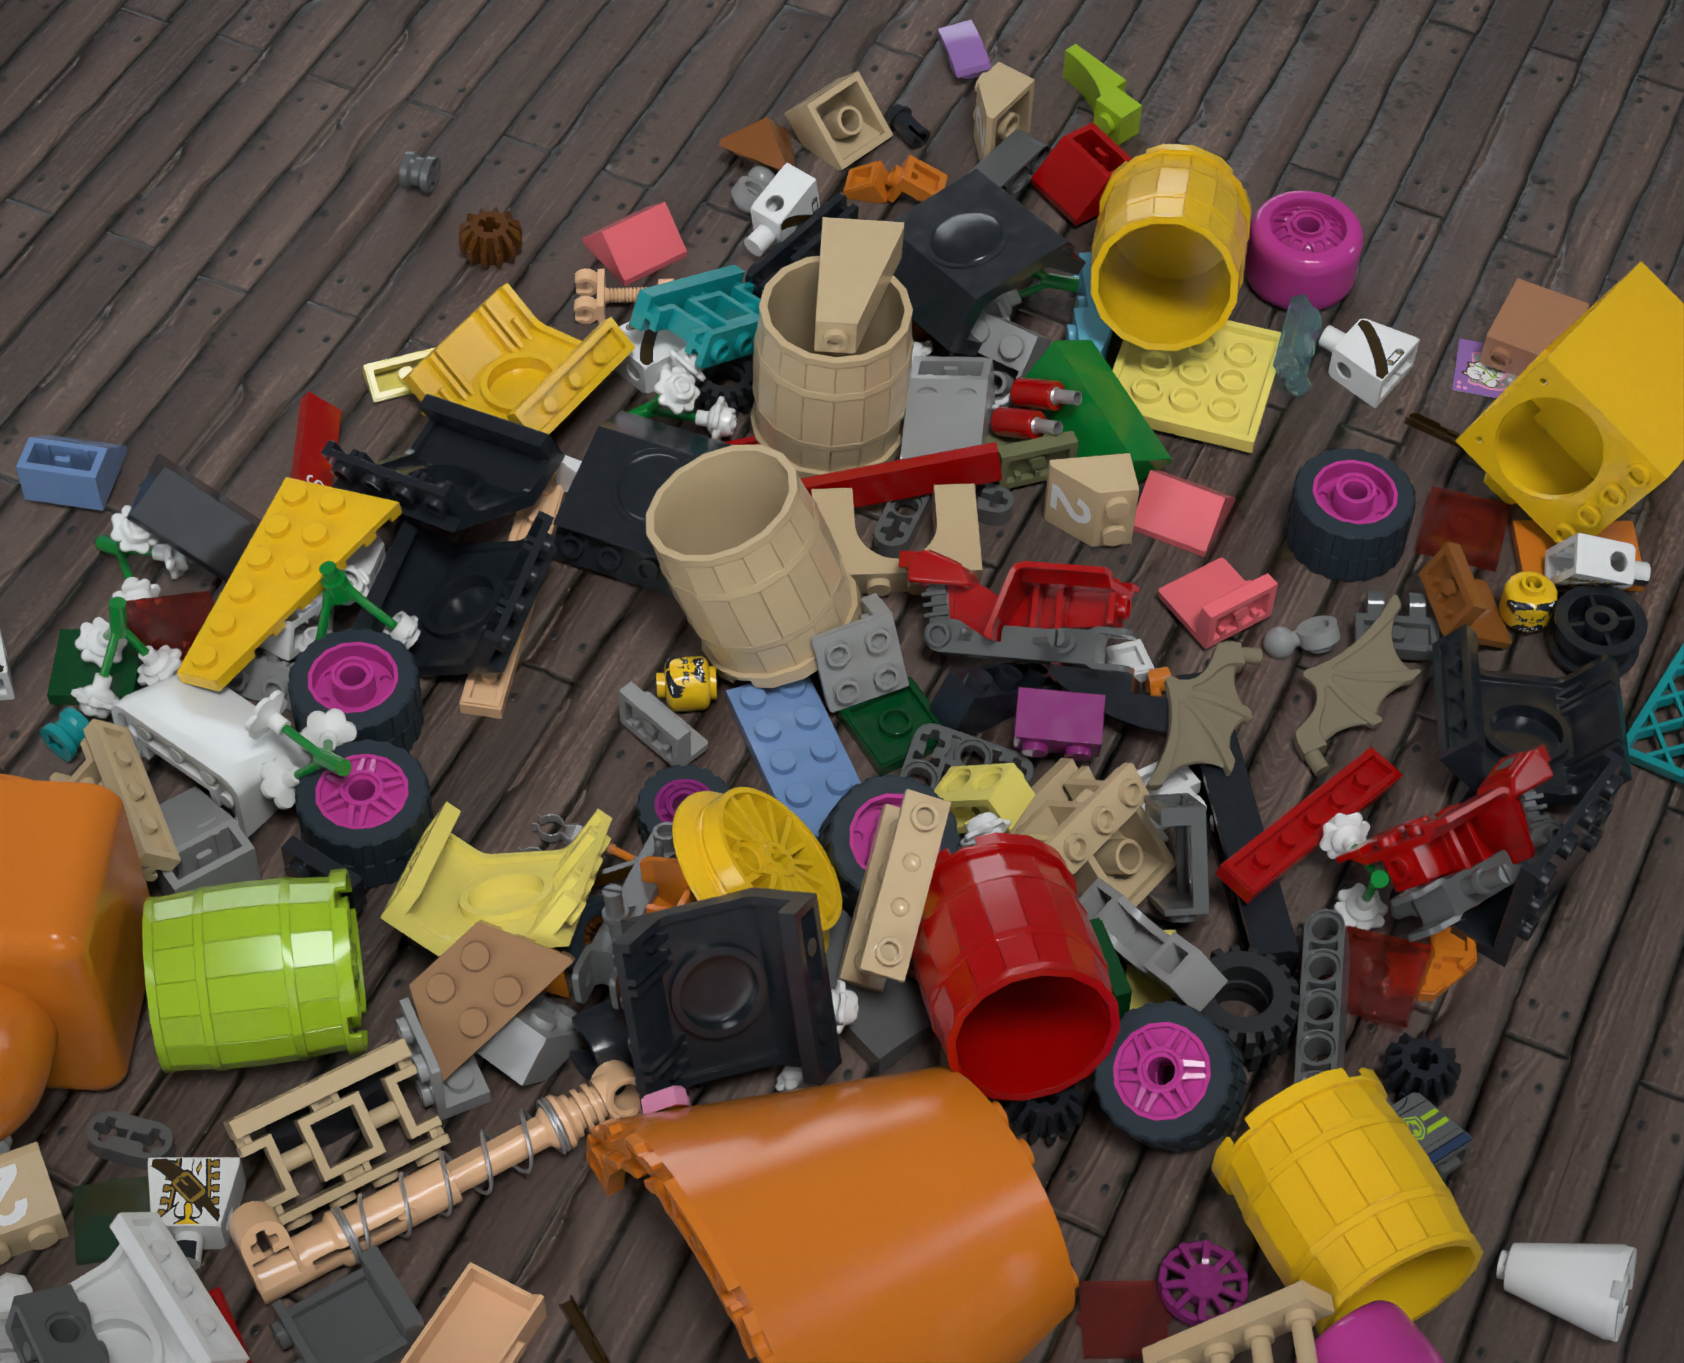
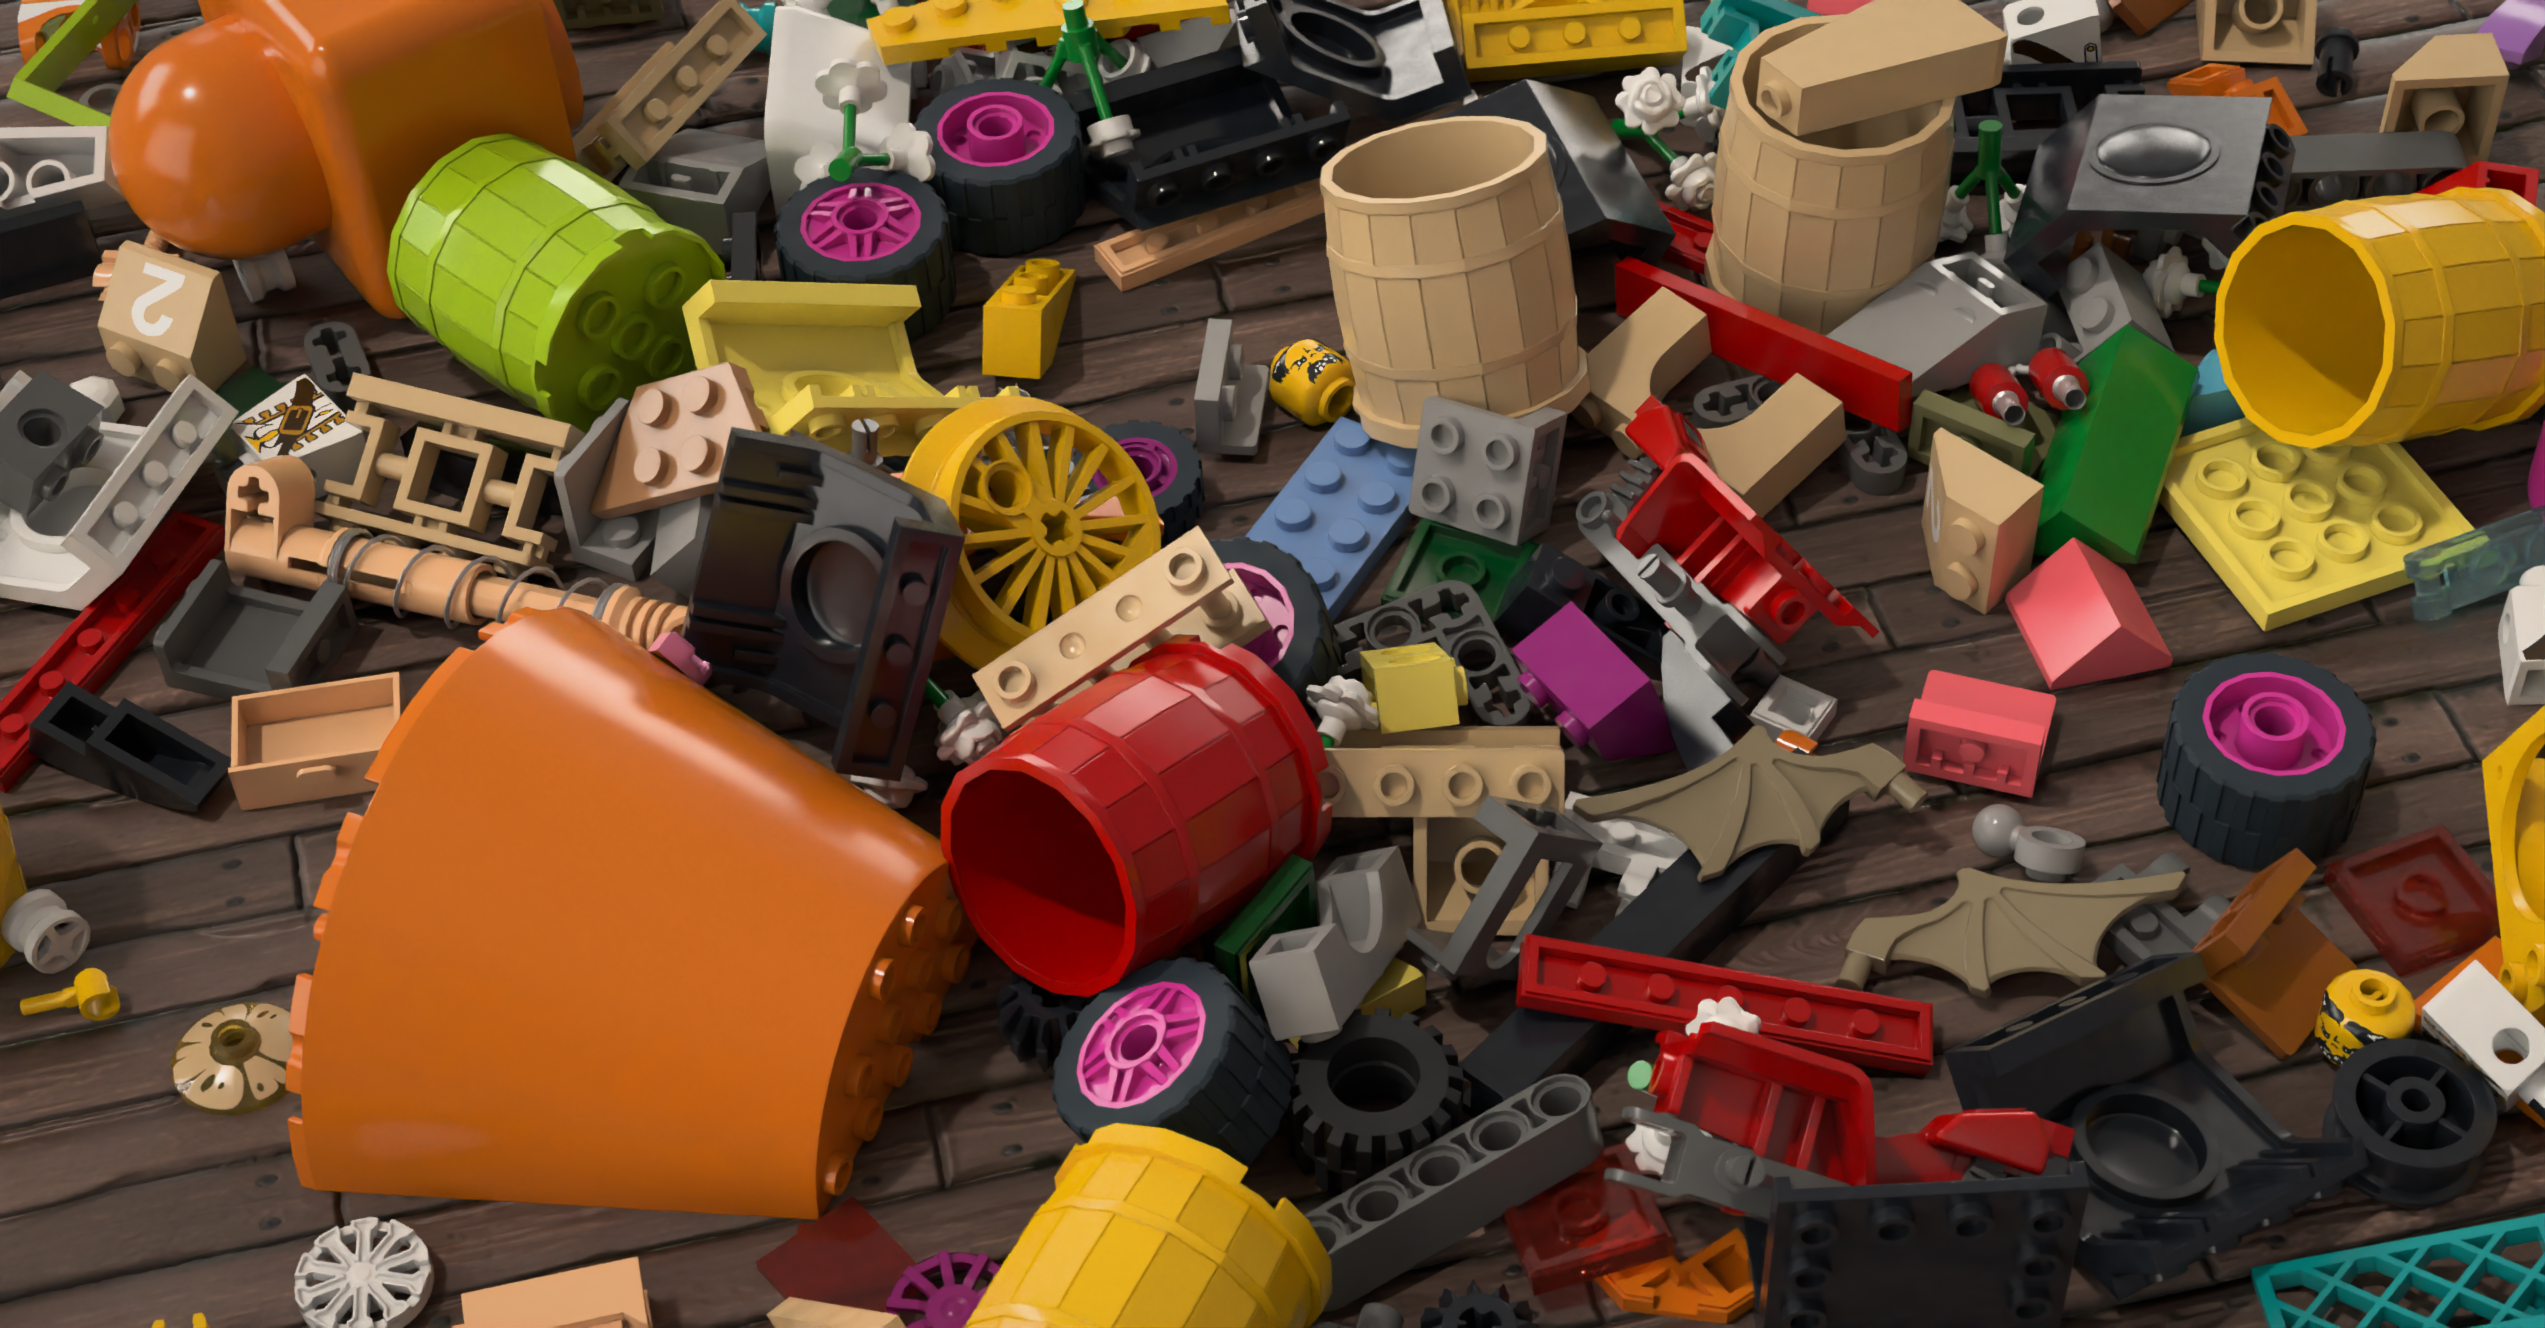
camera: 55 degrees right, 5 degrees down
(492, 773) = (1026, 320): none -> yellow slope

